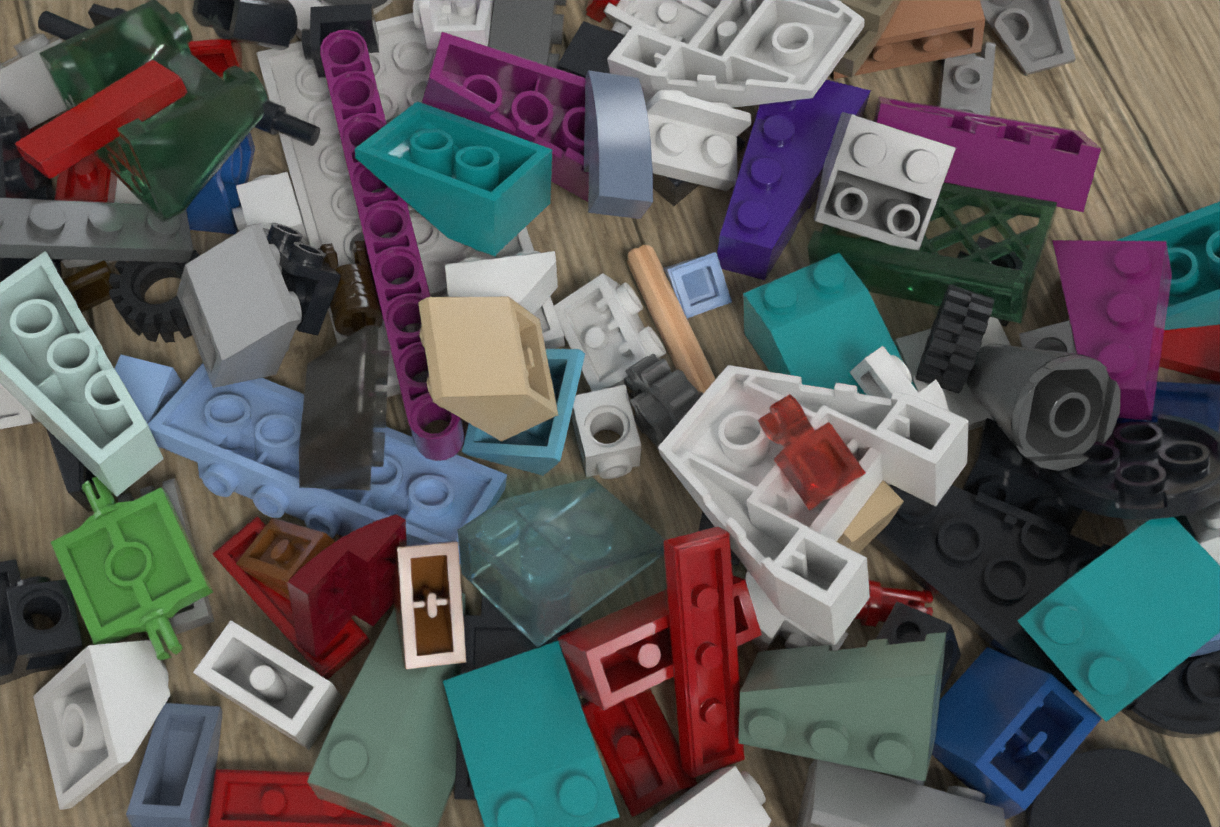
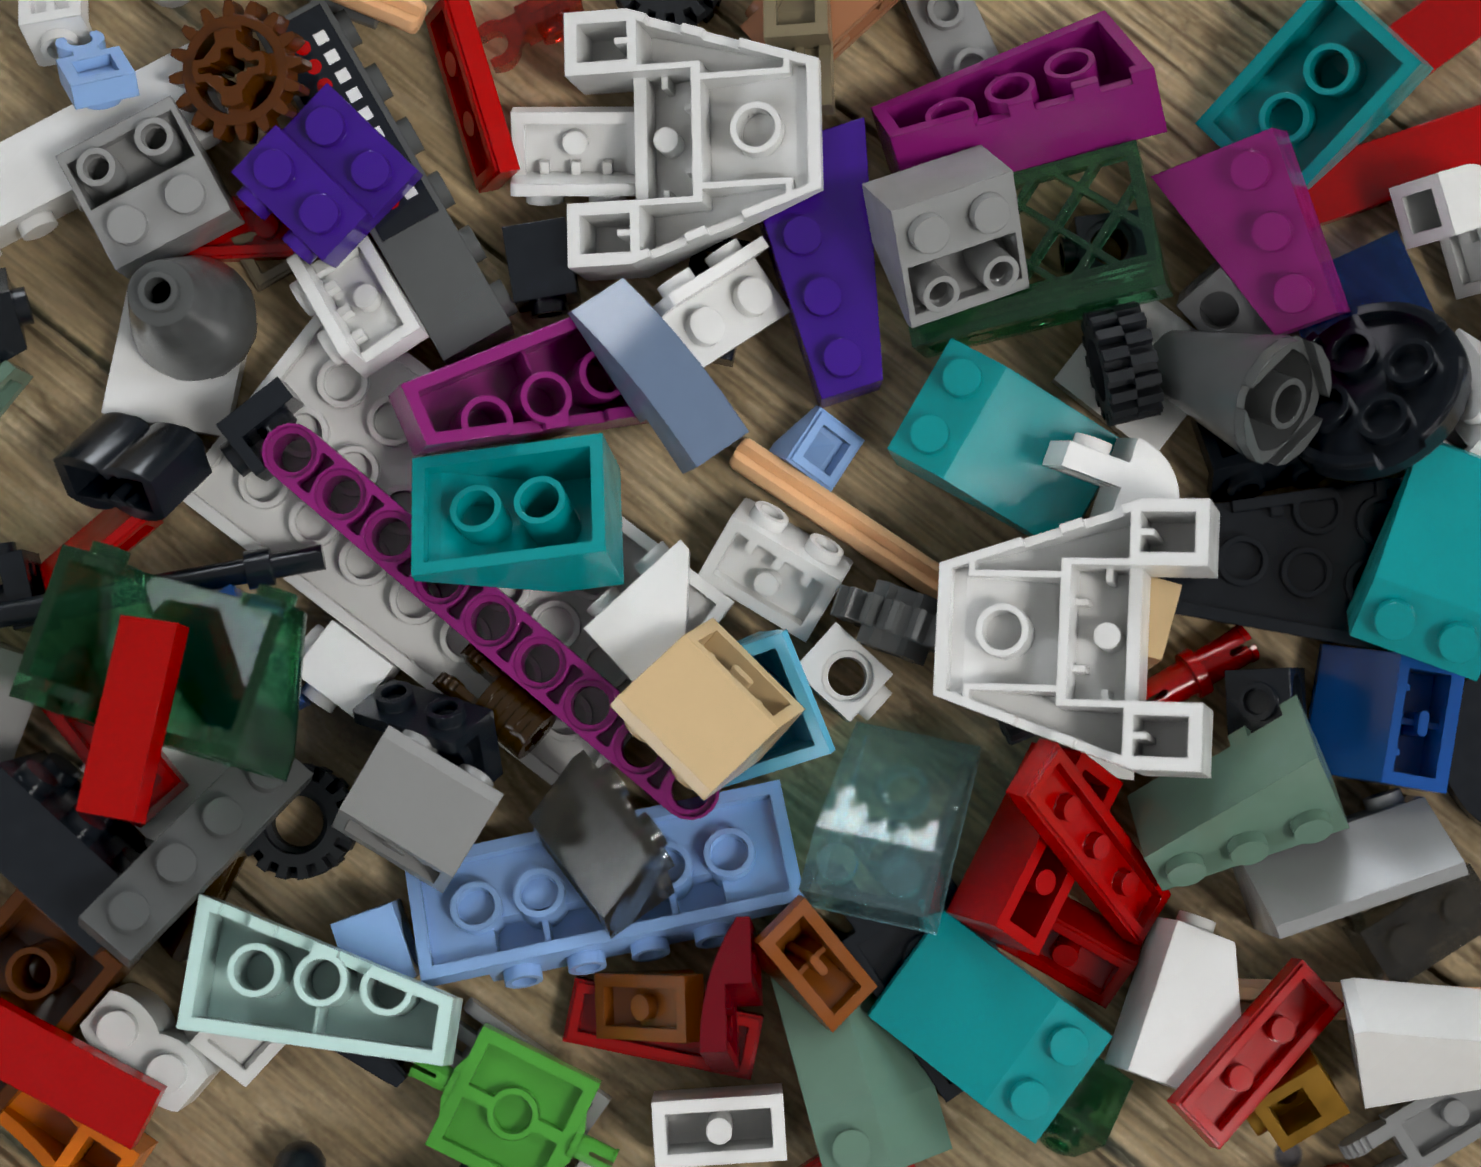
camera: 30 degrees left, 20 degrees up
(813, 460) = (1094, 626): clear red plate -> none

